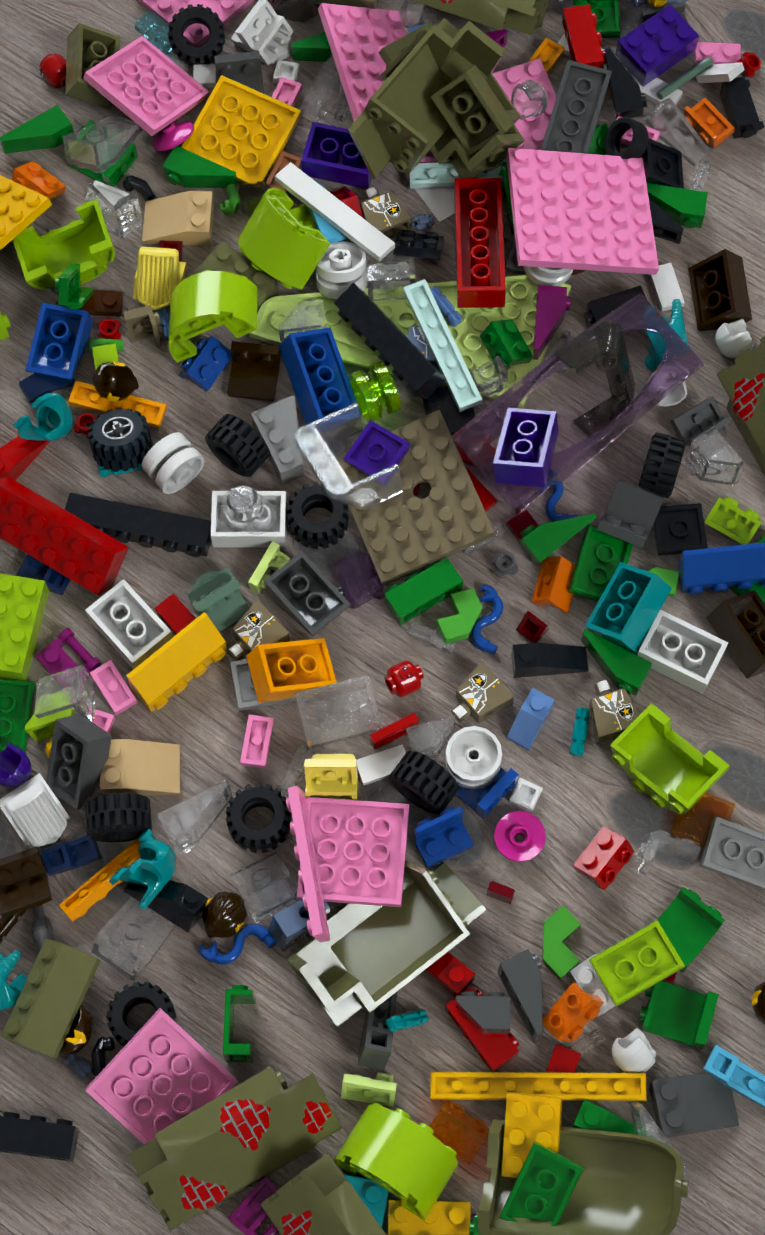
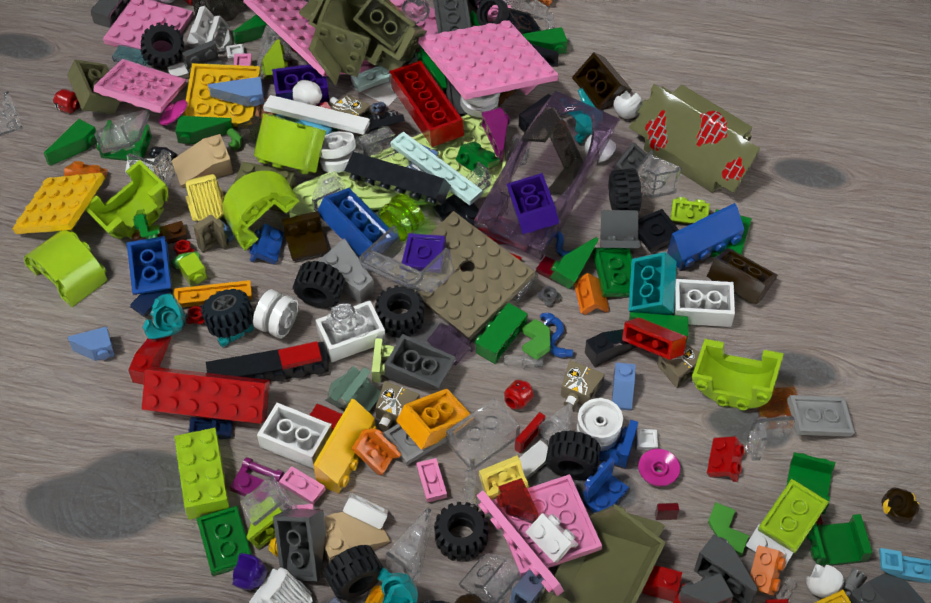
camera: 25 degrees left, 15 degrees down
(114, 381) = (206, 275): dark brown hair -> none
(167, 748) = (365, 511): none -> white slope
(175, 529) = (300, 355): none -> red tile
(207, 682) = (375, 450): none -> orange bracket
(264, 141) = (243, 92): none -> medium blue slope
(321, 107) = (273, 60): none -> lime slope
(331, 812) = (517, 501): none -> clear red slope
(338, 174) = (307, 92): none -> white hair
(349, 871) = (551, 536): none -> white bracket
(532, 627) = (590, 327): dark red slope -> none
(579, 732) = (661, 383): teal axle -> none
(592, 677) = (654, 338): none -> red brick
(666, 287) = (562, 87): white tile -> none
(667, 1067) = (852, 581): none -> light grey pin

